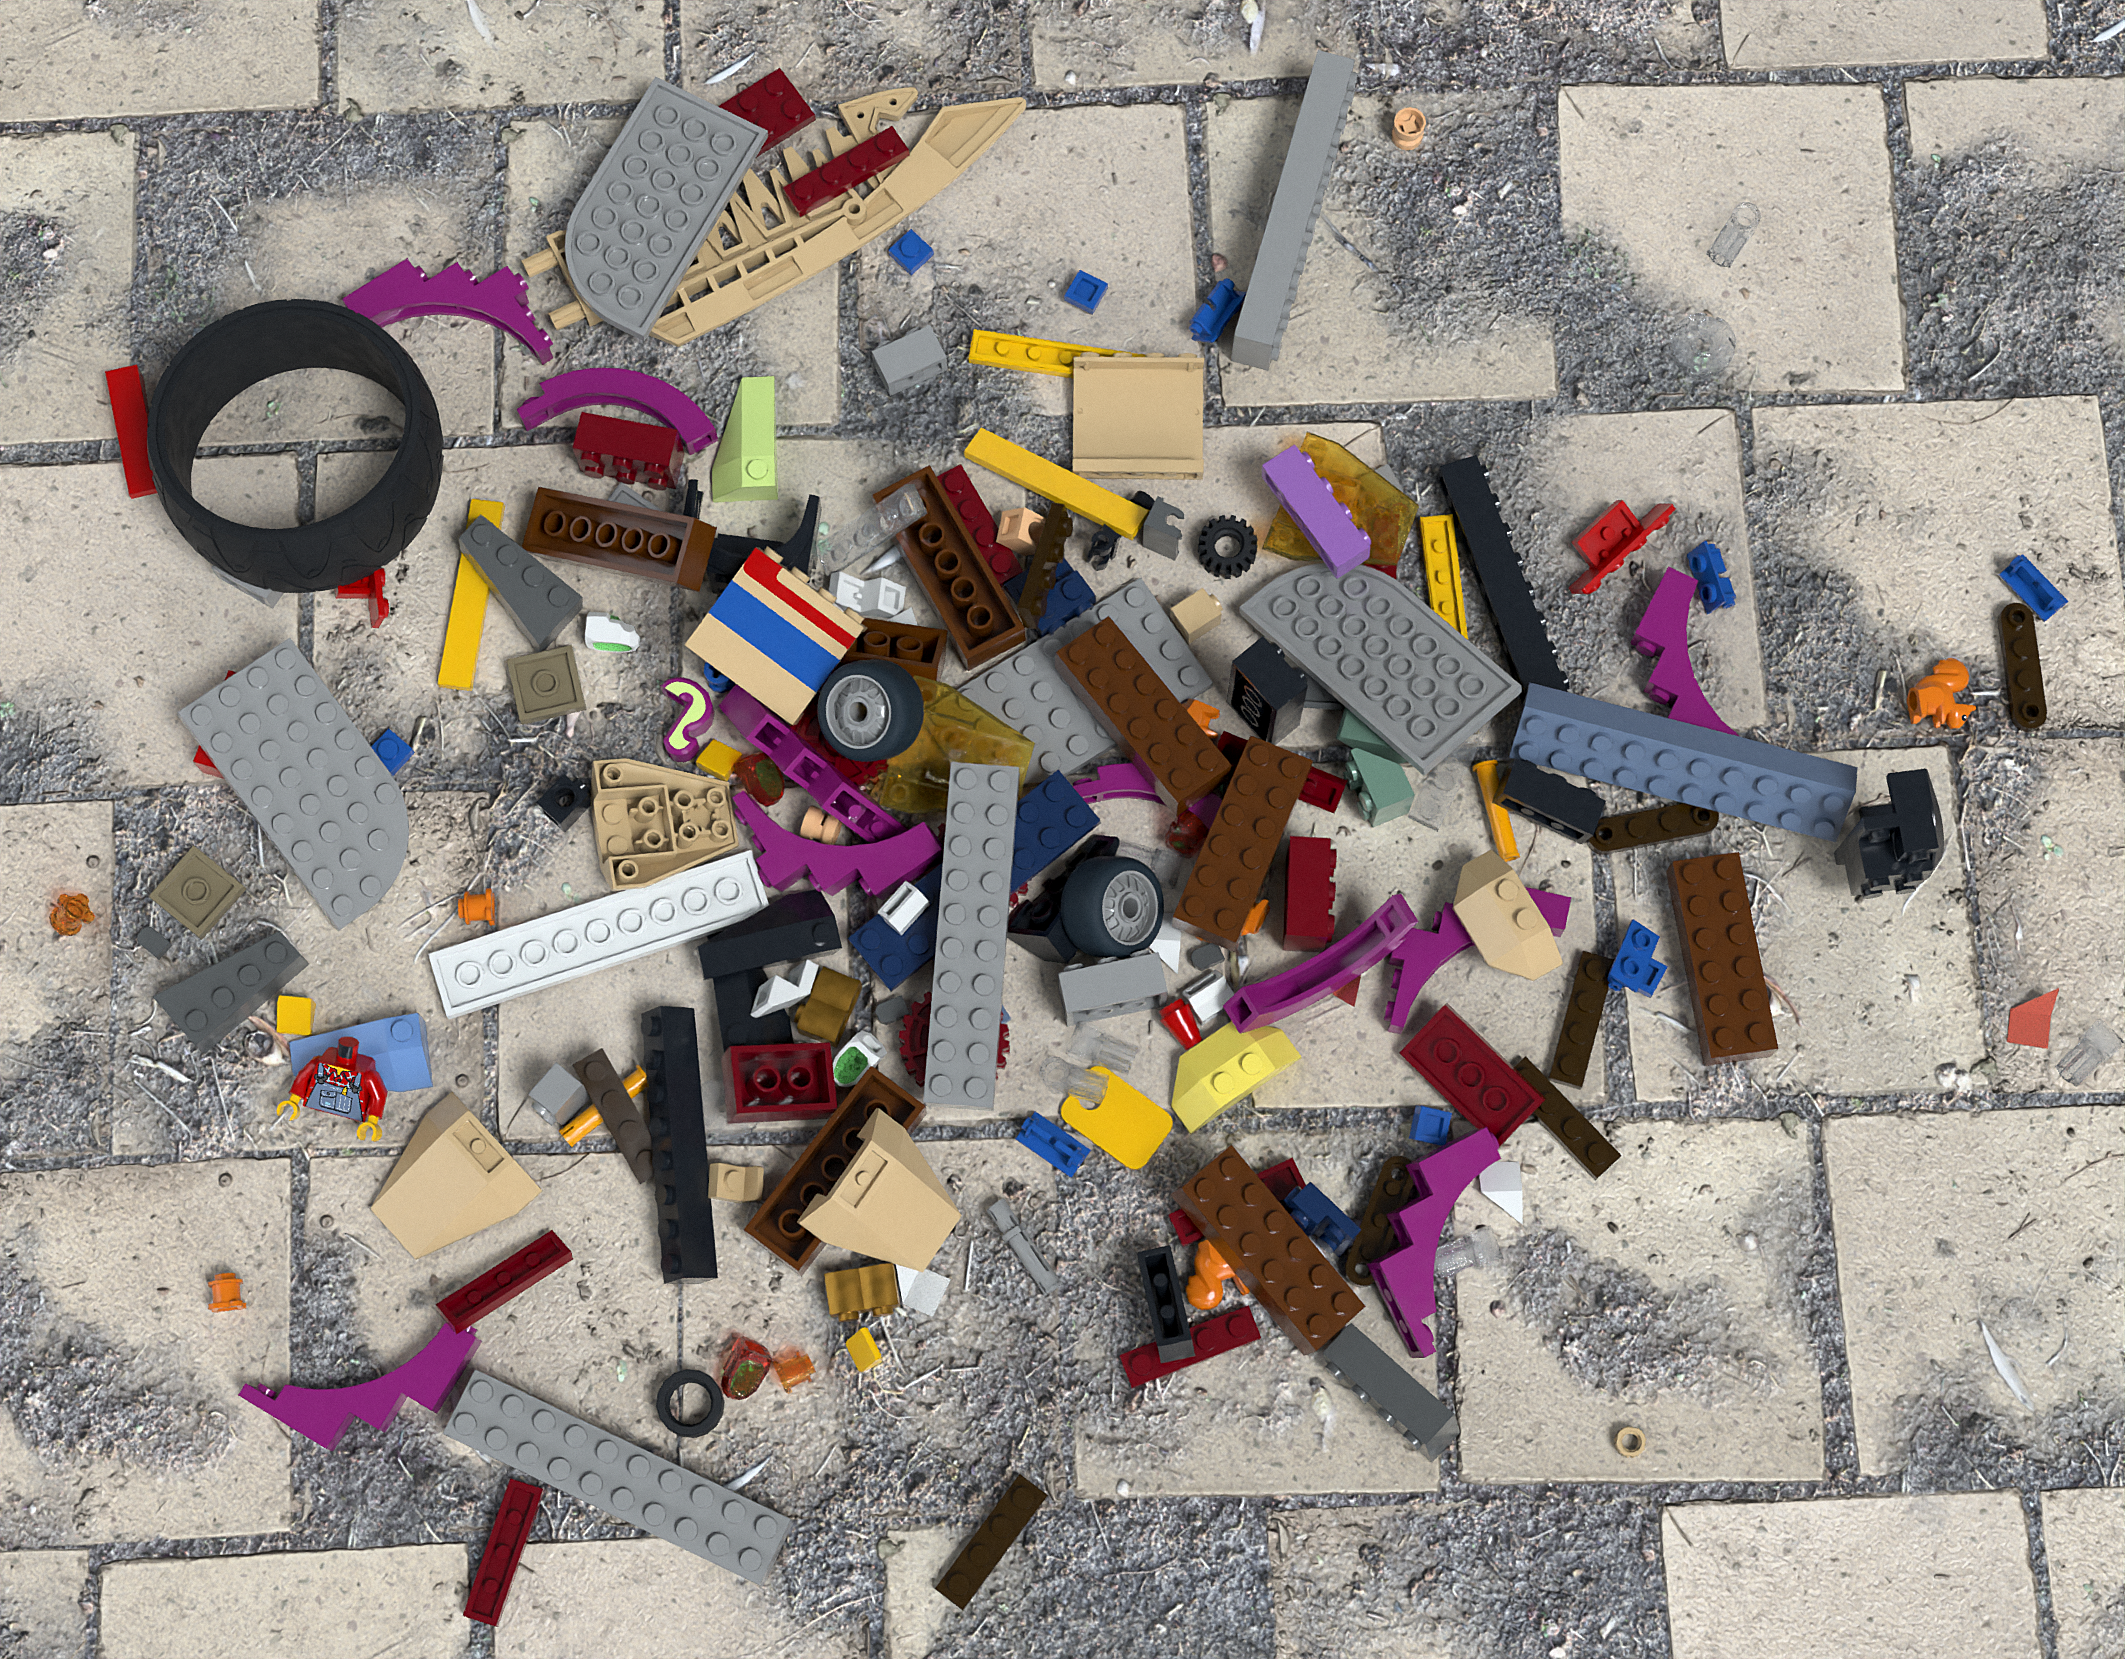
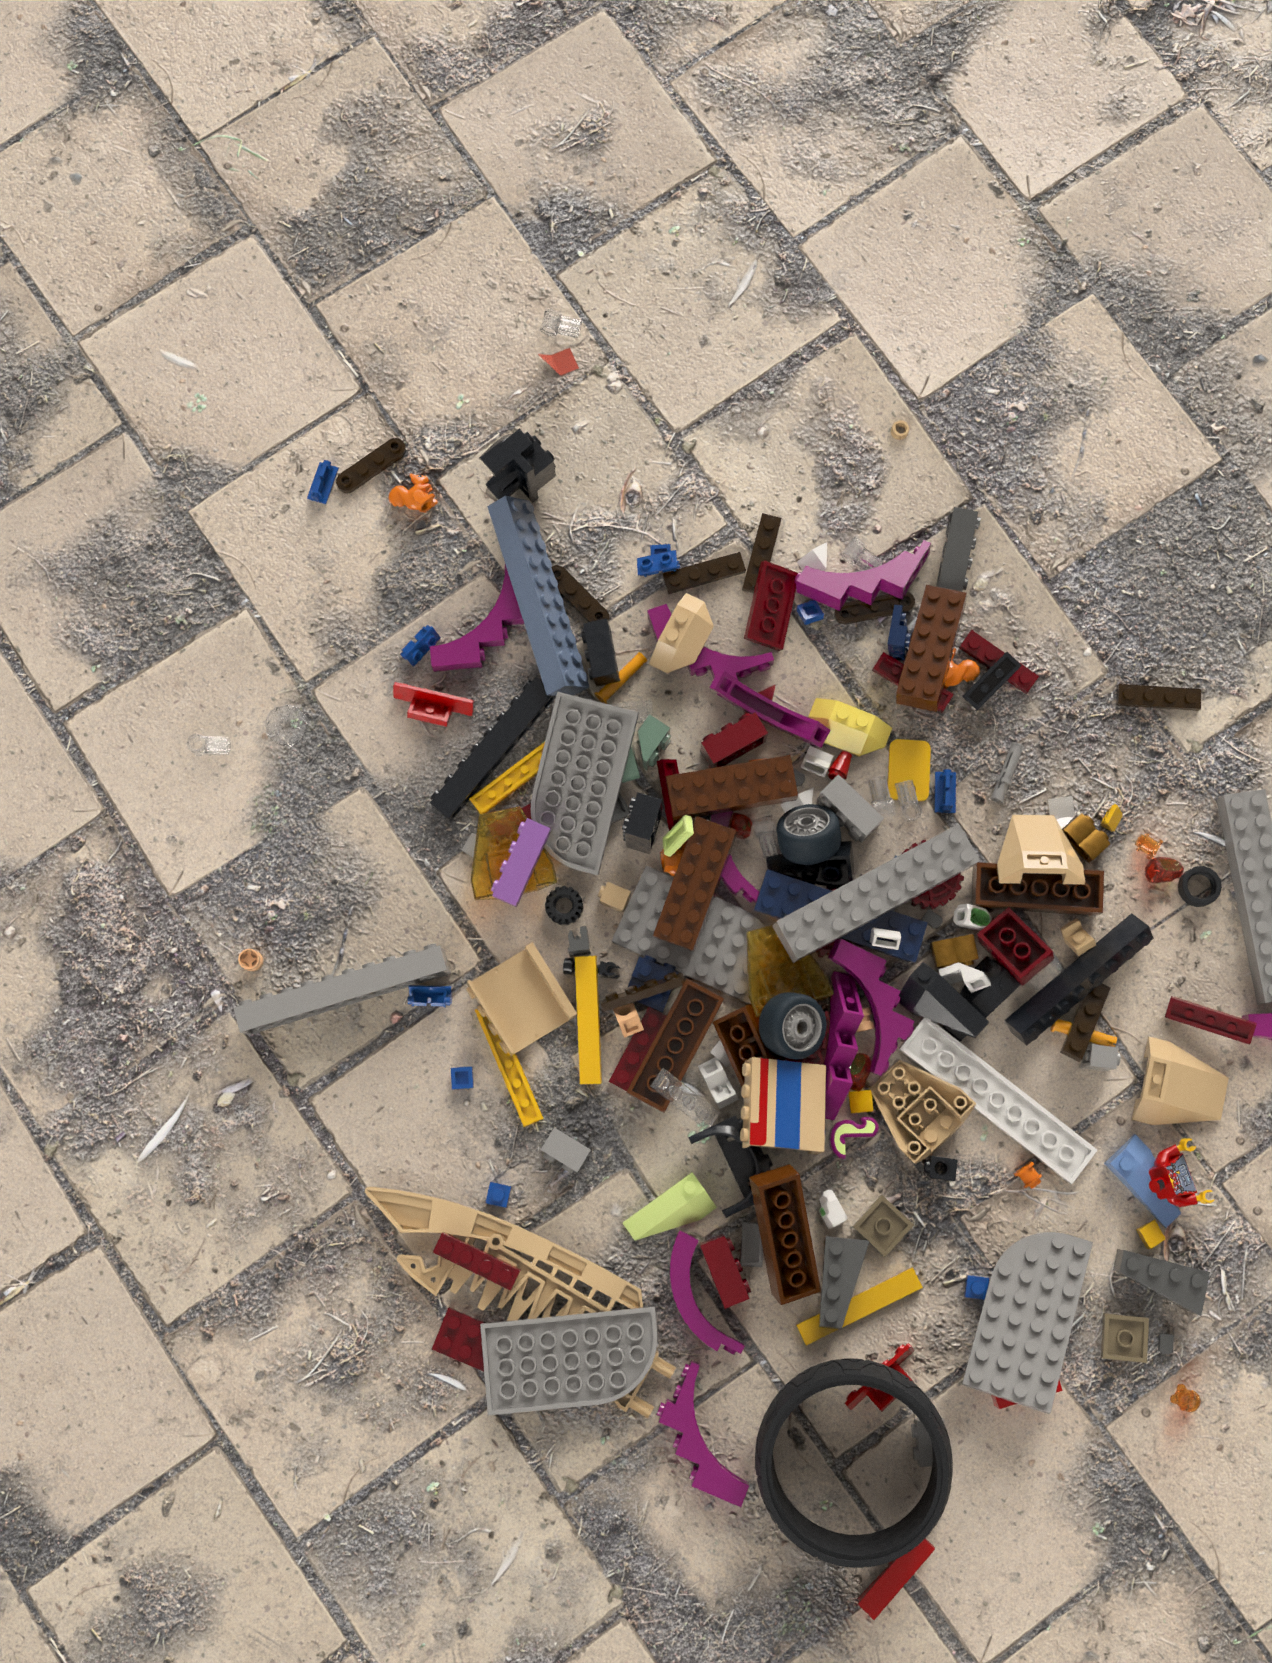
camera: 120 degrees left, 5 degrees up
(1222, 732) = (678, 835): none -> yellowish green tile
(1721, 959) = (628, 521): reddish brown brick -> none

